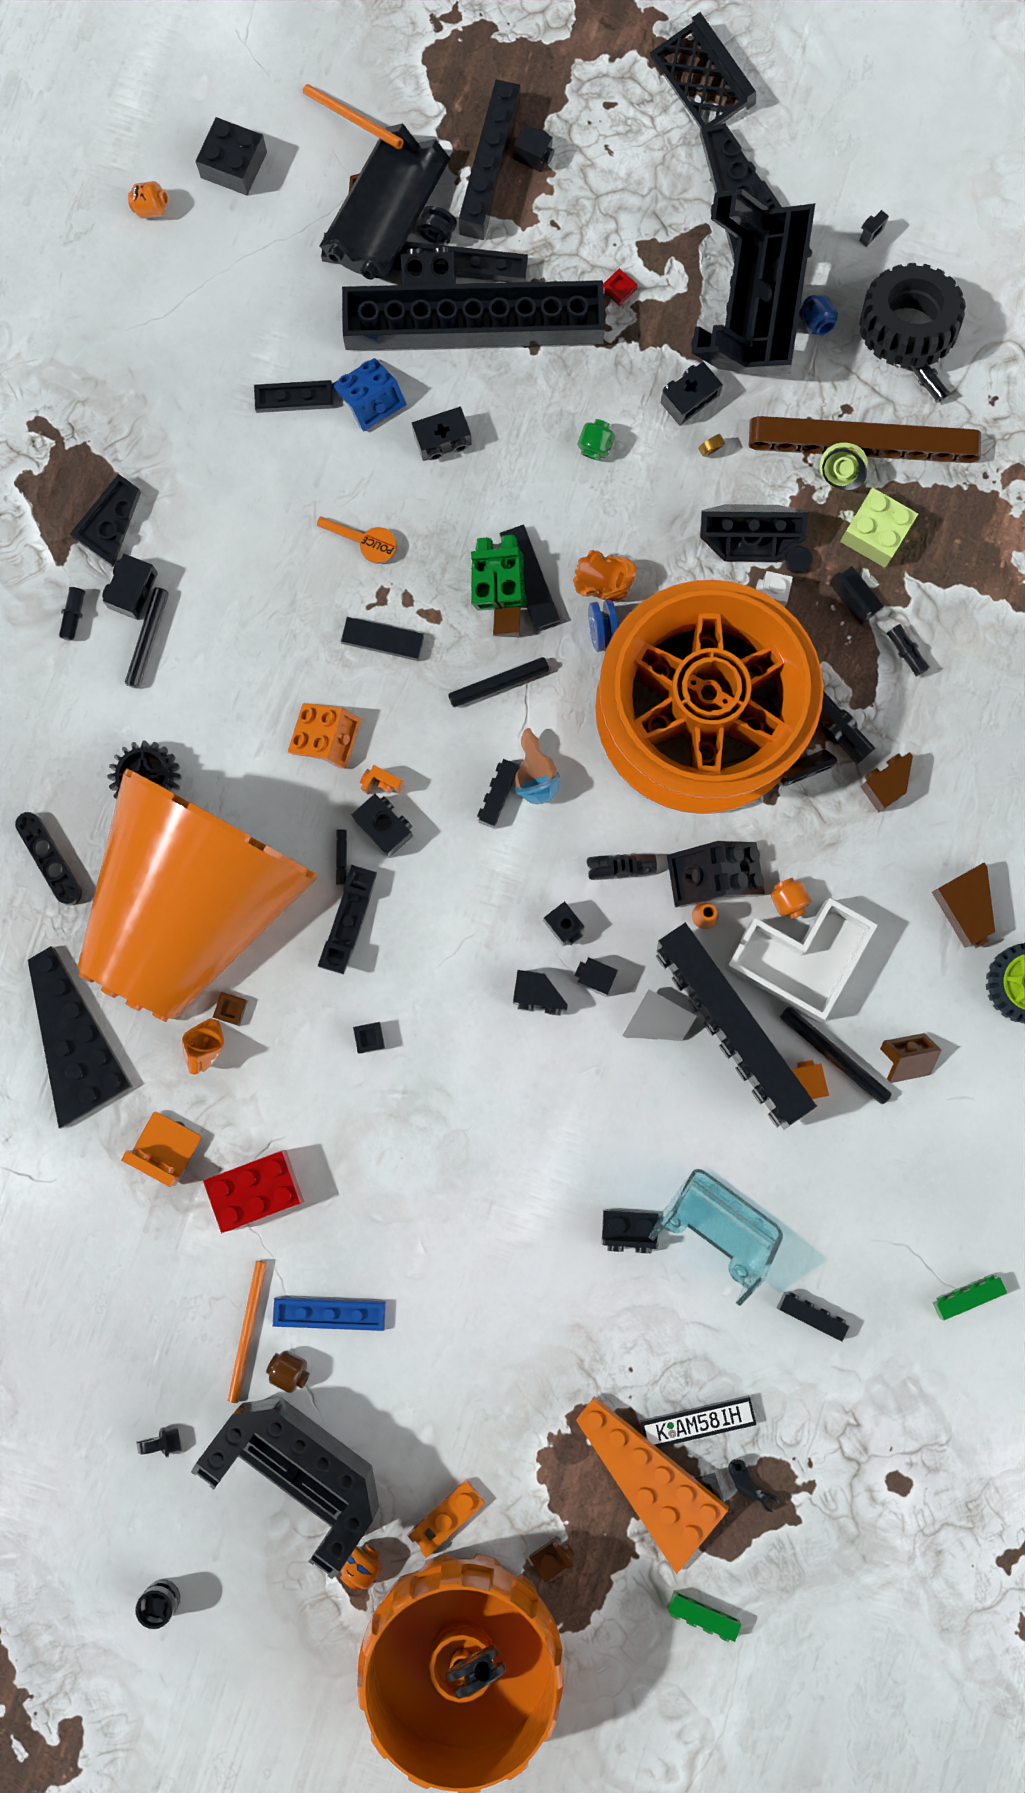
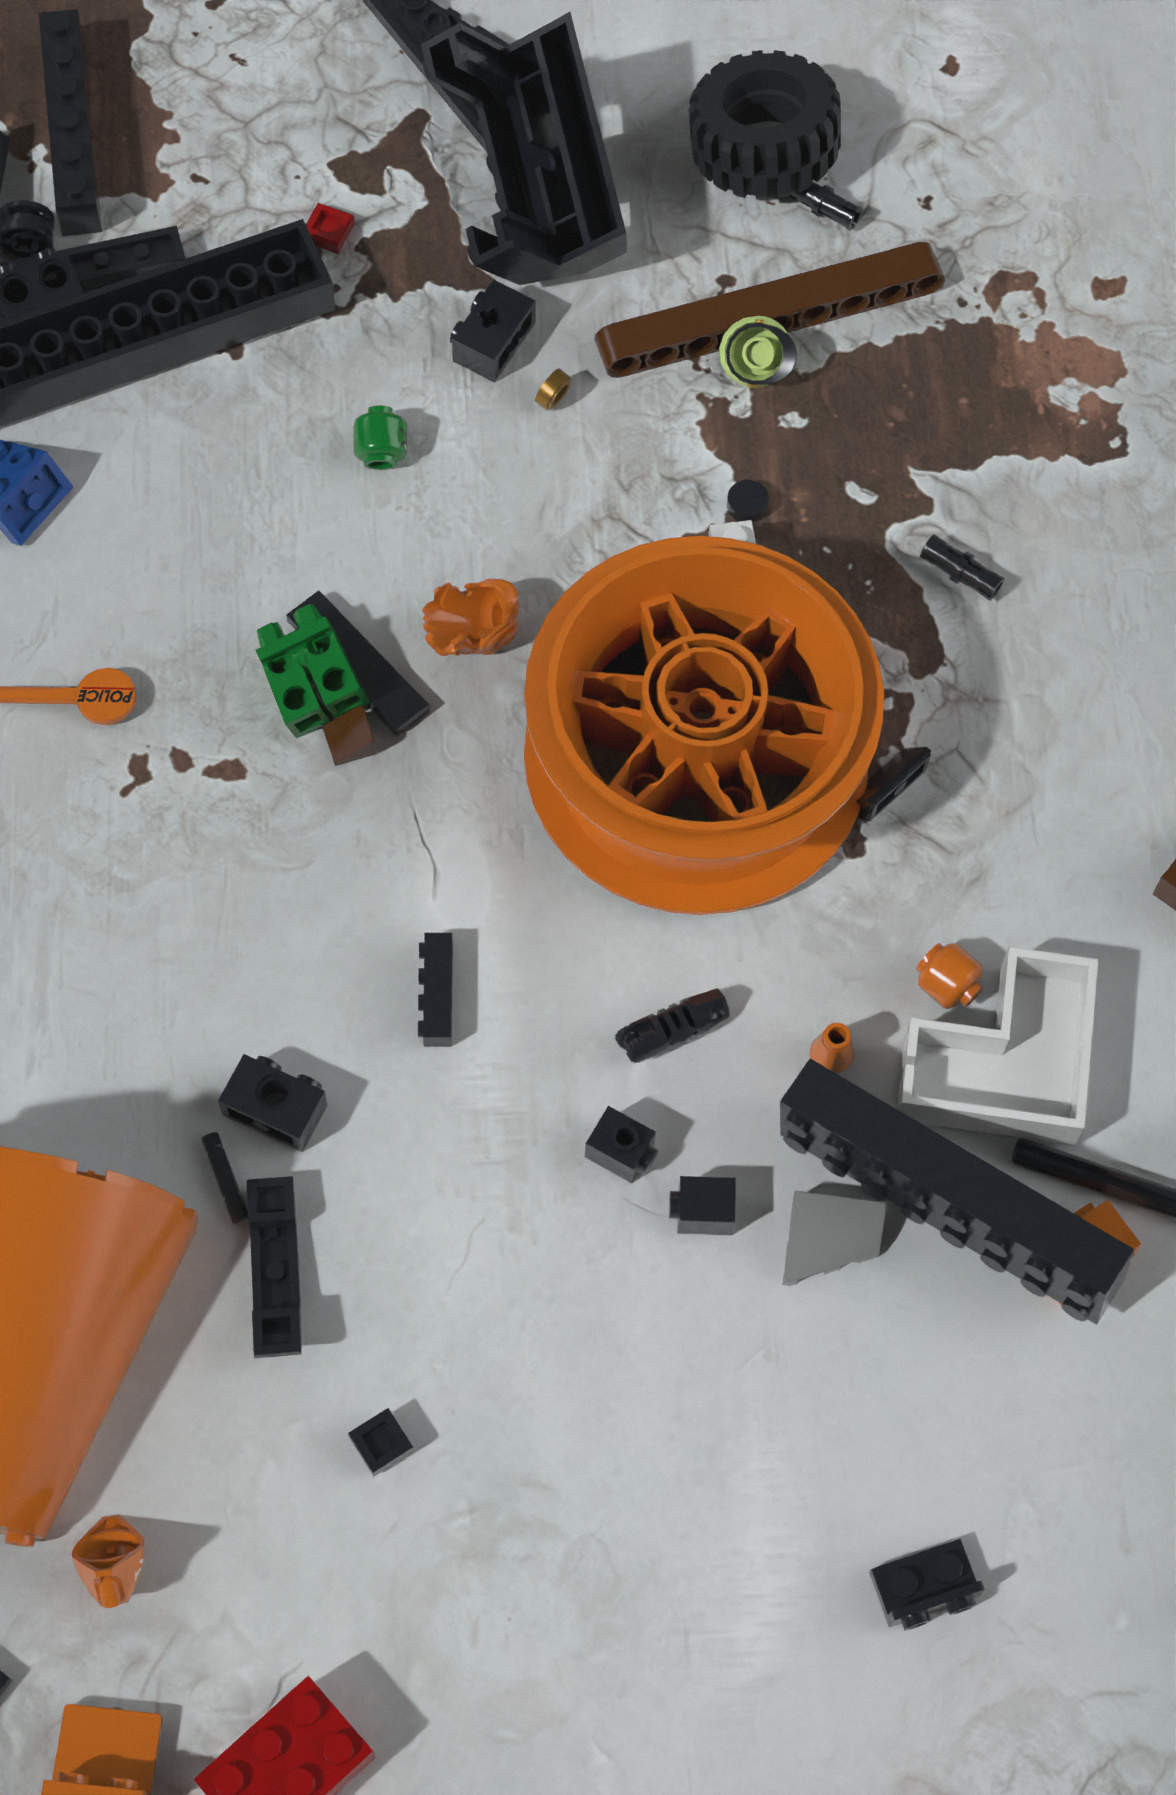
camera: 25 degrees left, 15 degrees down
(230, 1009) = (132, 1486): reddish brown tile -> none
(325, 734) = (127, 997): orange bracket -> none
(382, 638) = (164, 828): black tile -> none
(386, 781) = (249, 1031): orange bracket -> none
(451, 425) = (143, 507): black brick -> none
(498, 682) = (370, 827): black axle -> none
(533, 148) = (128, 87): black brick -> none
(537, 775) = (487, 935): piece -> none
(537, 991) = (622, 1264): black slope -> none
(602, 628) = (497, 685): blue head -> none
(717, 870) = (831, 967): black bracket -> none
(727, 1224) = (1074, 1514): clear light blue windscreen -> none
(753, 531) = (666, 482): black wedge -> none
(818, 314) = (634, 169): blue head -> none
(842, 729) = (915, 708): black piece -> none
(856, 595) = (852, 519): black panel -> none
(873, 227) = (658, 36): black plate -> none
(879, 527) = (844, 416): yellowish green brick -> none
(889, 784) = (1020, 760): reddish brown slope -> none

